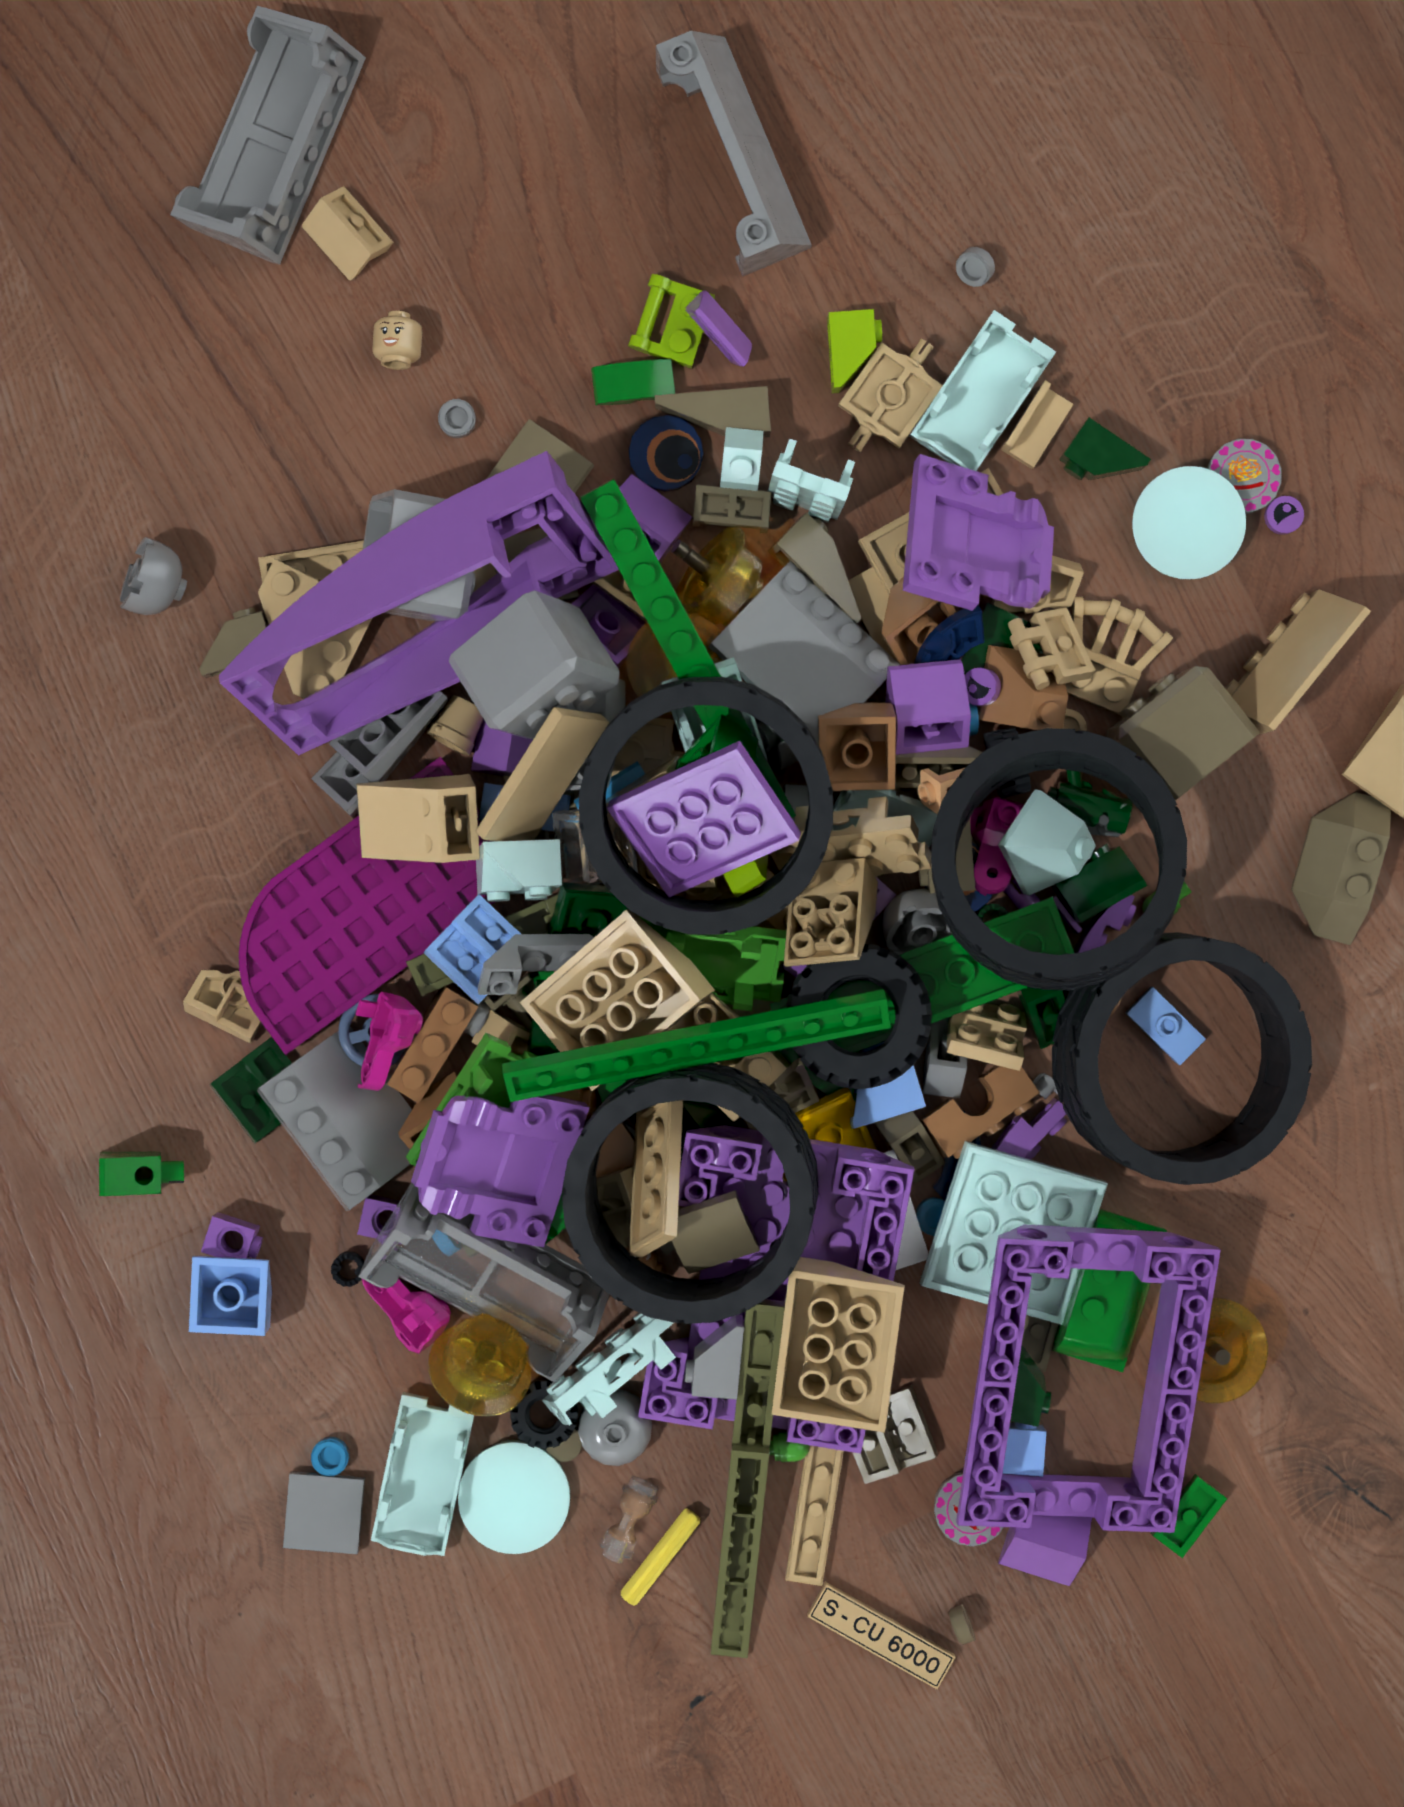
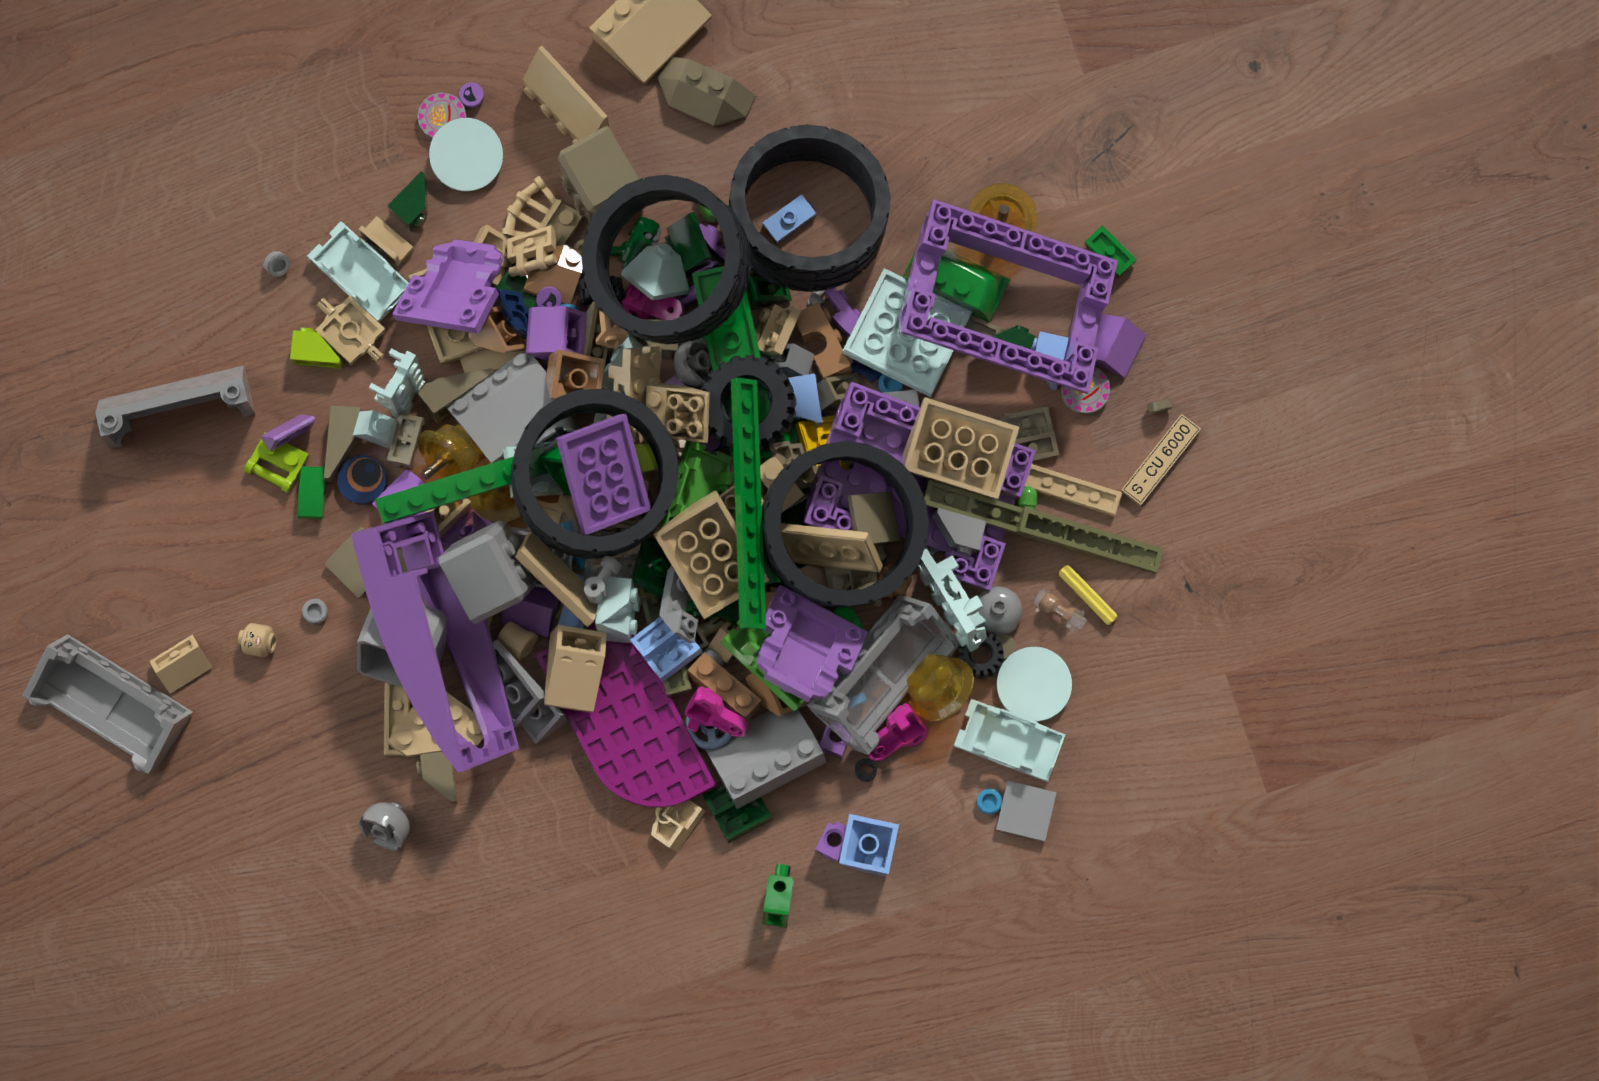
camera: 80 degrees left, 10 degrees down
(536, 834) = (595, 587): none -> light grey leg

